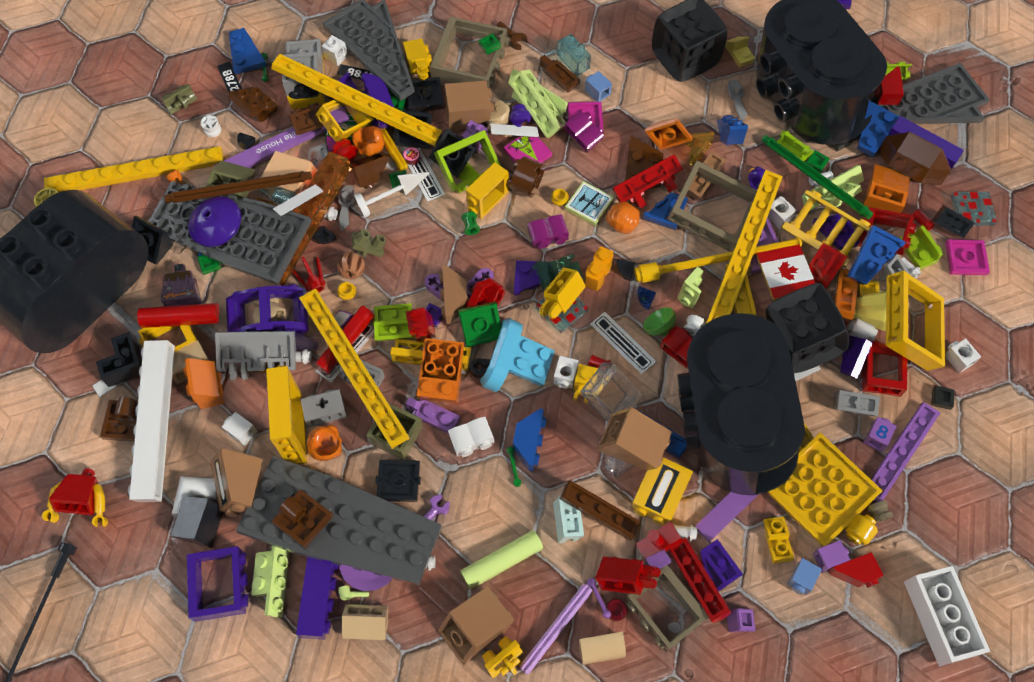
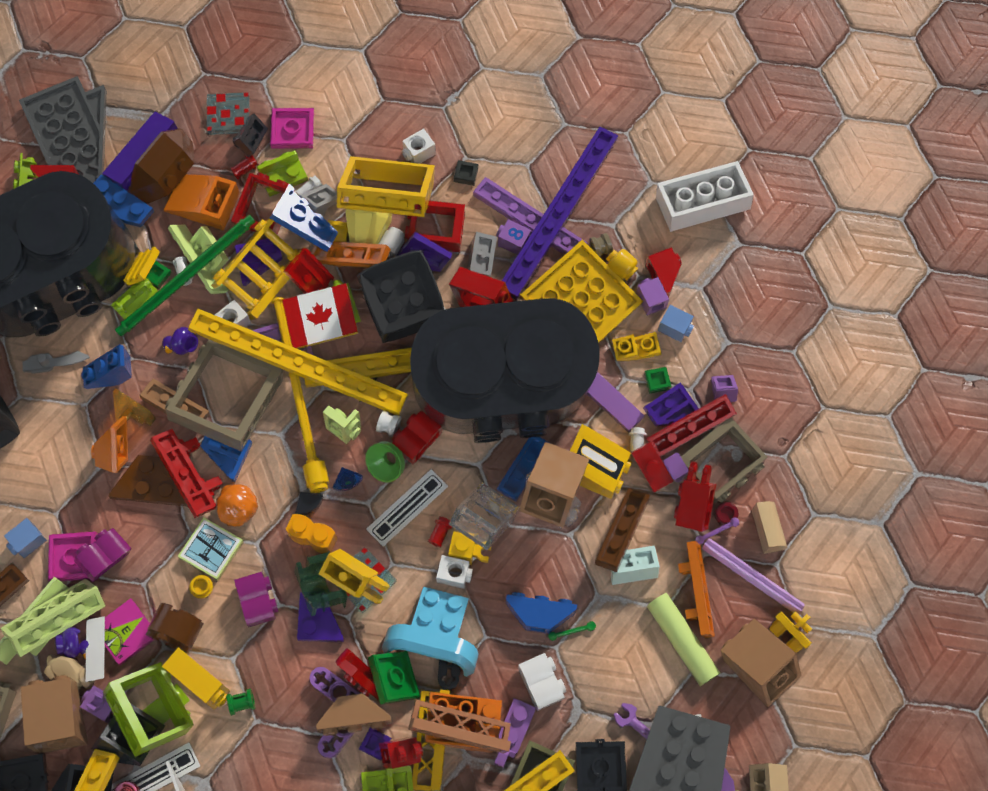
camera: 95 degrees left, 5 degrees up
(426, 358) = (460, 735): none -> nougat fence
(544, 576) = (696, 569): none -> orange hinge
(746, 557) = (657, 380): none -> green tile
(818, 396) = (478, 289): none -> red window
(821, 148) = (141, 266): none -> yellow tile
(913, 475) = (558, 211): none -> dark purple plate

